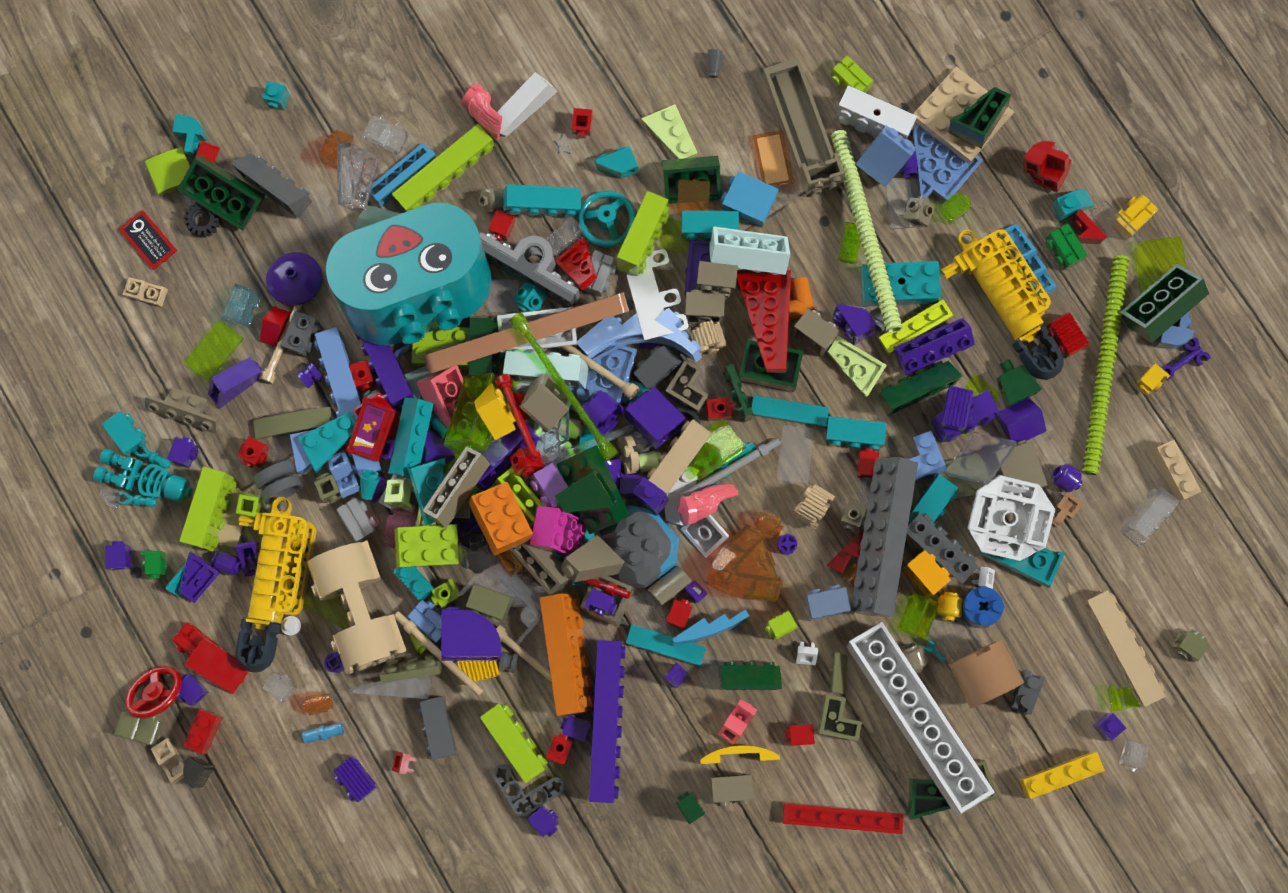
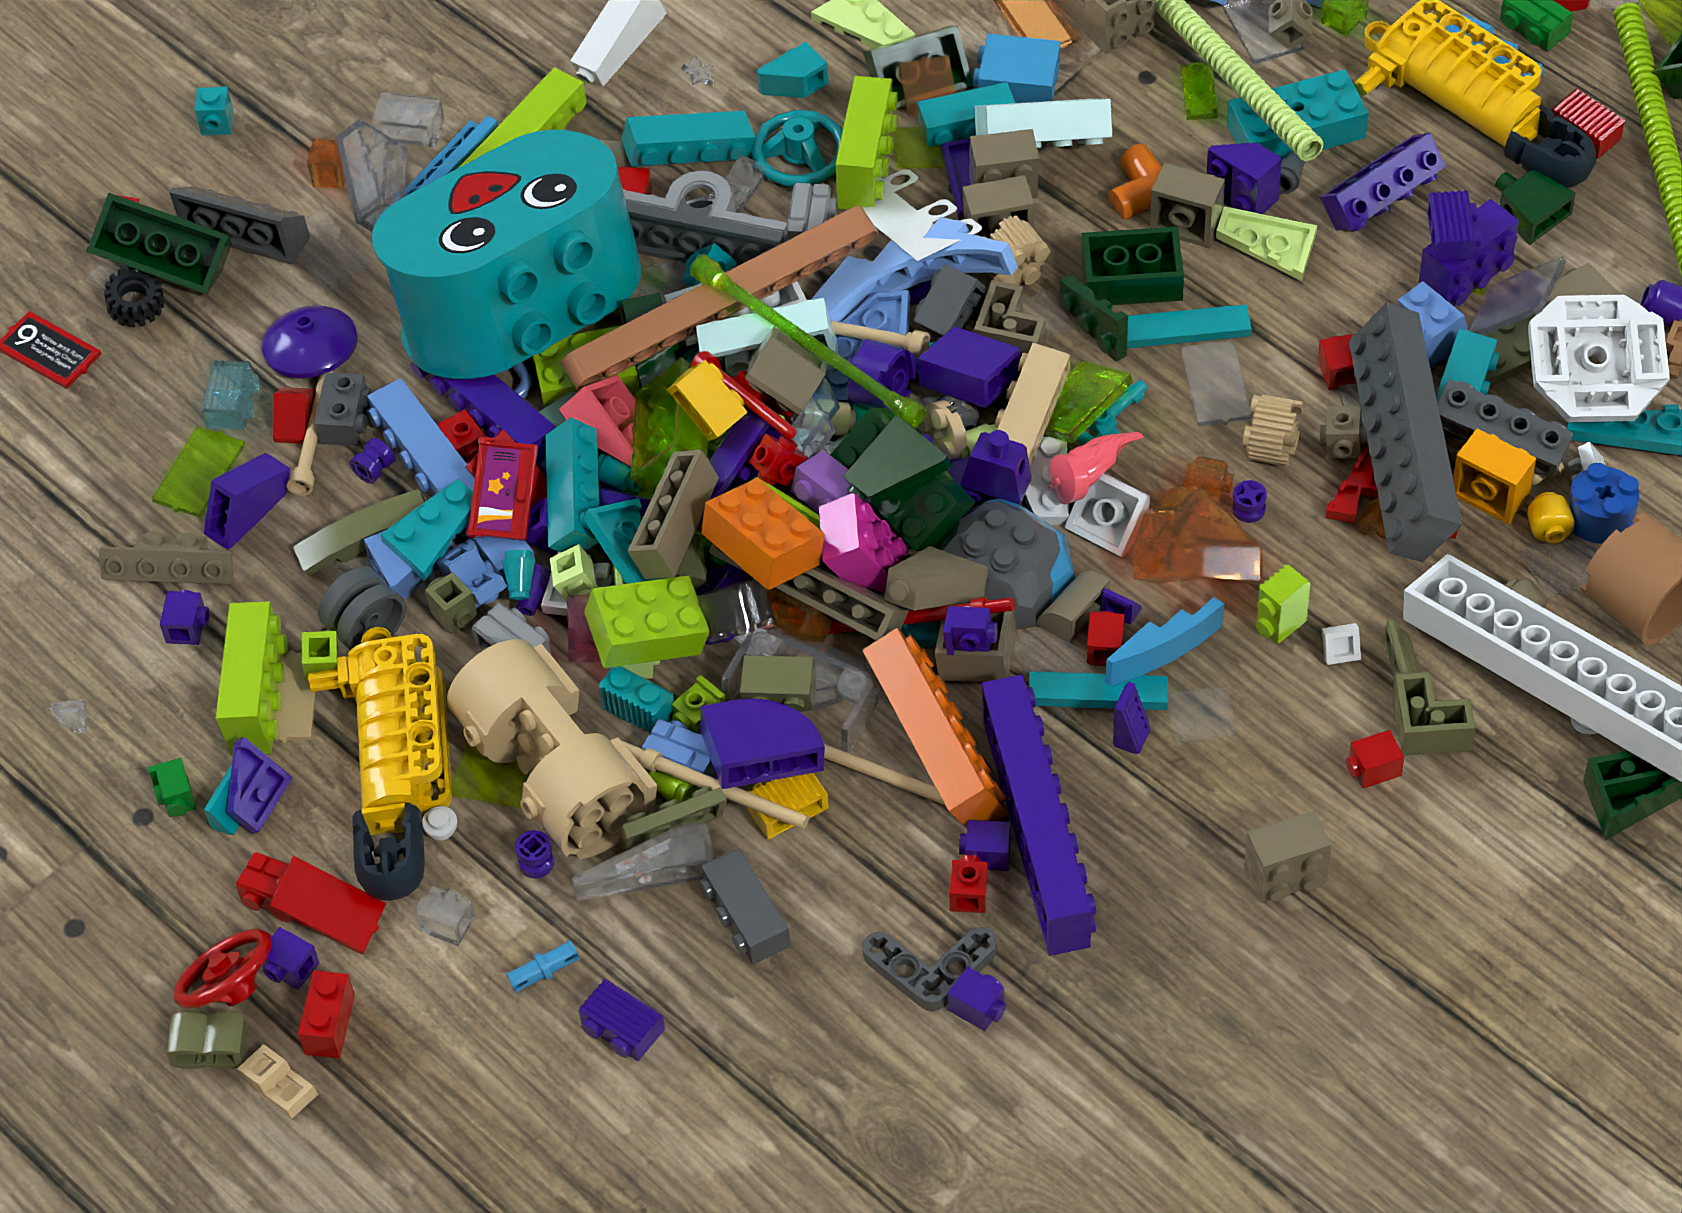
camera: 15 degrees left, 25 degrees down
(118, 556) = (107, 793): dark purple brick -> none
(125, 433) = (76, 614): teal brick -> none
(145, 292) = (54, 418): tan slope -> none
(157, 484) = (144, 655): teal piece -> none
(167, 170) = (59, 248): lime slope -> none
(191, 130) = (83, 186): teal brick -> none
(197, 771) = (335, 1069): clear smoke brick -> none
(226, 563) = (301, 757): dark purple brick -> none
(248, 555) = (339, 734): dark purple slope -> none
(253, 453) = (305, 584): red brick -> none
(317, 703) = (520, 923): clear orange brick -> none
(401, 763) = (696, 974): tile -> none
(478, 104) = (554, 45): coral hair -> none
(508, 662) = (837, 778): dark grey wheel -> none
(514, 743) = (887, 884): lime brick -> none
(578, 264) = (778, 203): red wing -> none
(585, 117) = (719, 42): red brick -> none
(689, 807) = (1226, 902): dark green brick -> none
(714, 414) = (1072, 341): red brick -> none
(737, 721) = (1261, 760): coral brick -> none
(750, 676) = (1259, 697): dark green slope -> none
(762, 450) = (1157, 388): light grey bar -> none
(764, 754) = (1325, 800): yellow slope -> none
(769, 310) = (1104, 193): red wing -> none
(827, 603) = (1347, 556): sand blue brick -> none
(843, 818) = (1494, 864): red plate -> none
(855, 433) = (1300, 323): teal brick -> none
(916, 326) = (1356, 155): neon yellow plate -> none
(918, 616) = (1505, 545): clear neon green brick -> none
(919, 387) = (1377, 244): dark green slope -> none
(931, 649) = (1543, 583): teal hand -> none
(1022, 420) = (1567, 238): dark purple slope -> none

